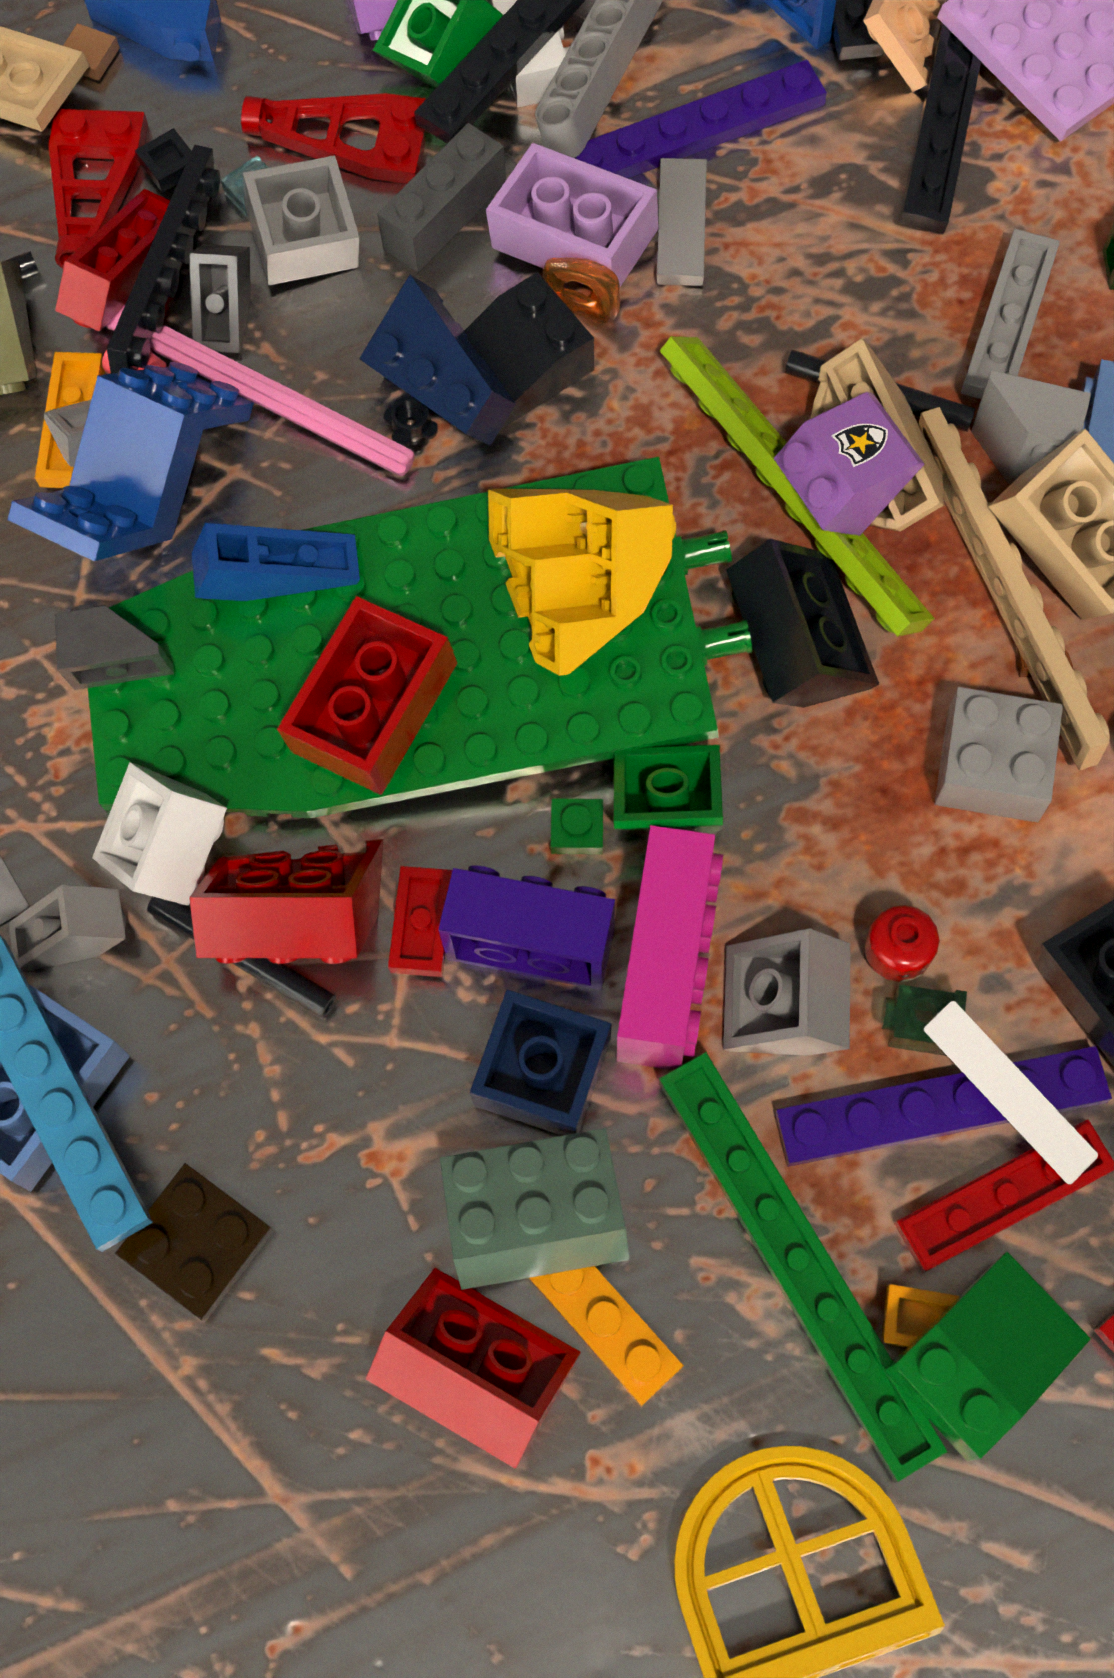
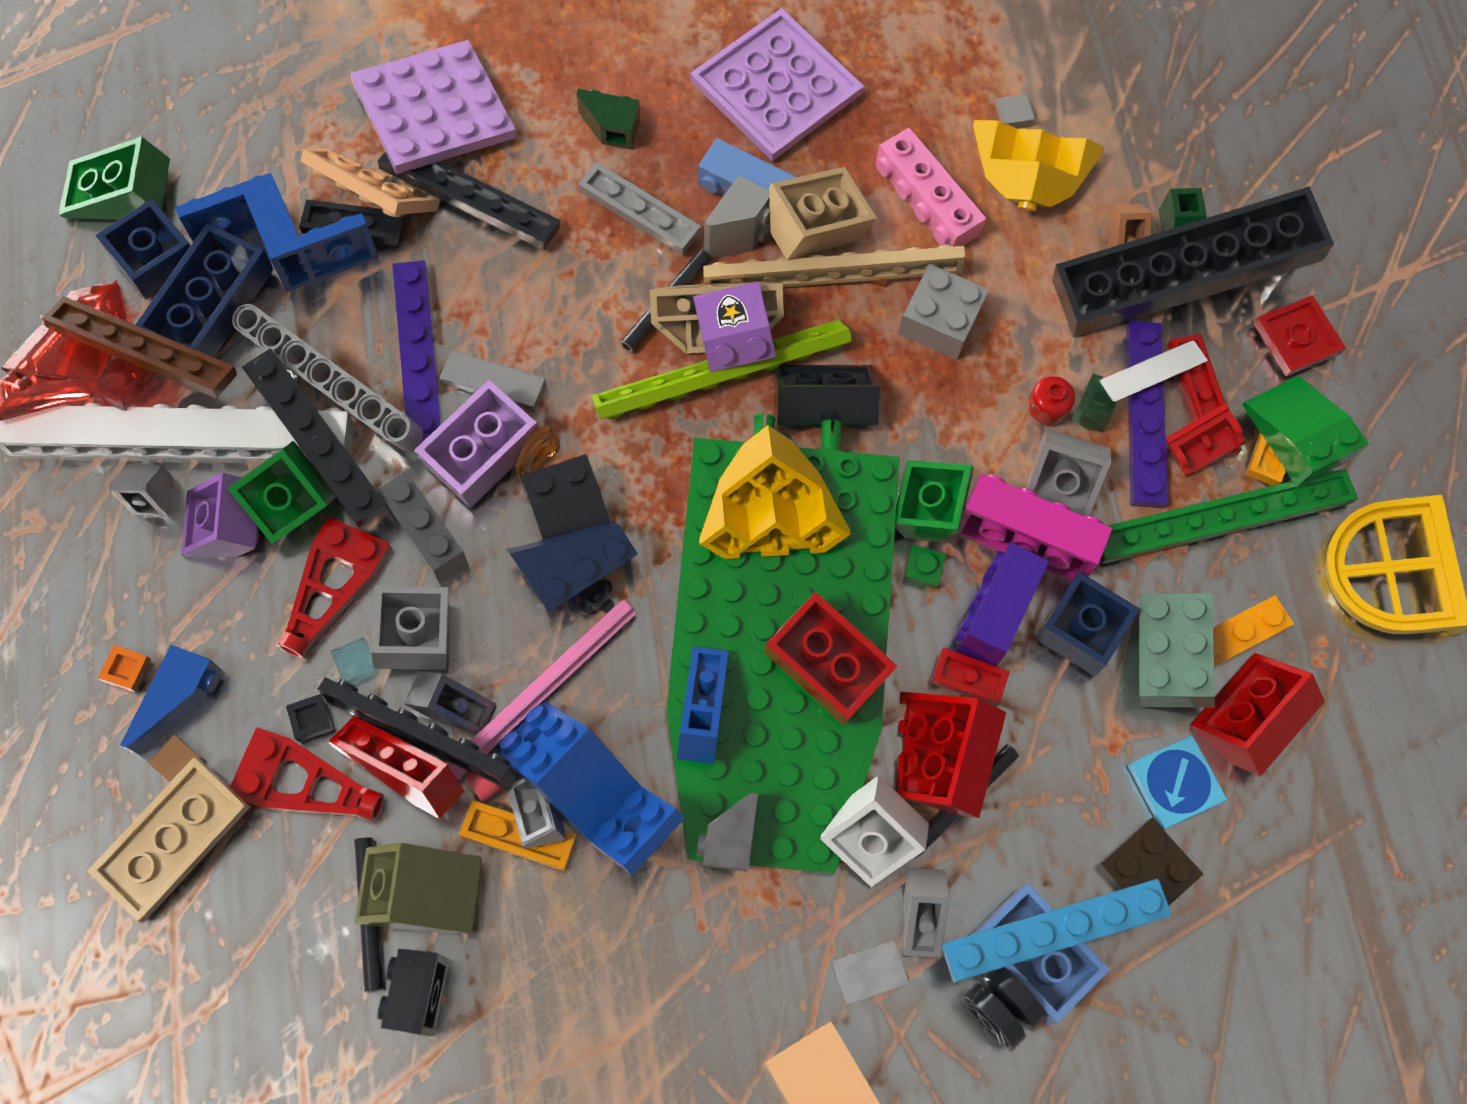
camera: 85 degrees left, 0 degrees up
(336, 1260) = (1177, 782): none -> tile
(914, 1197) = (1205, 440): none -> red hinge

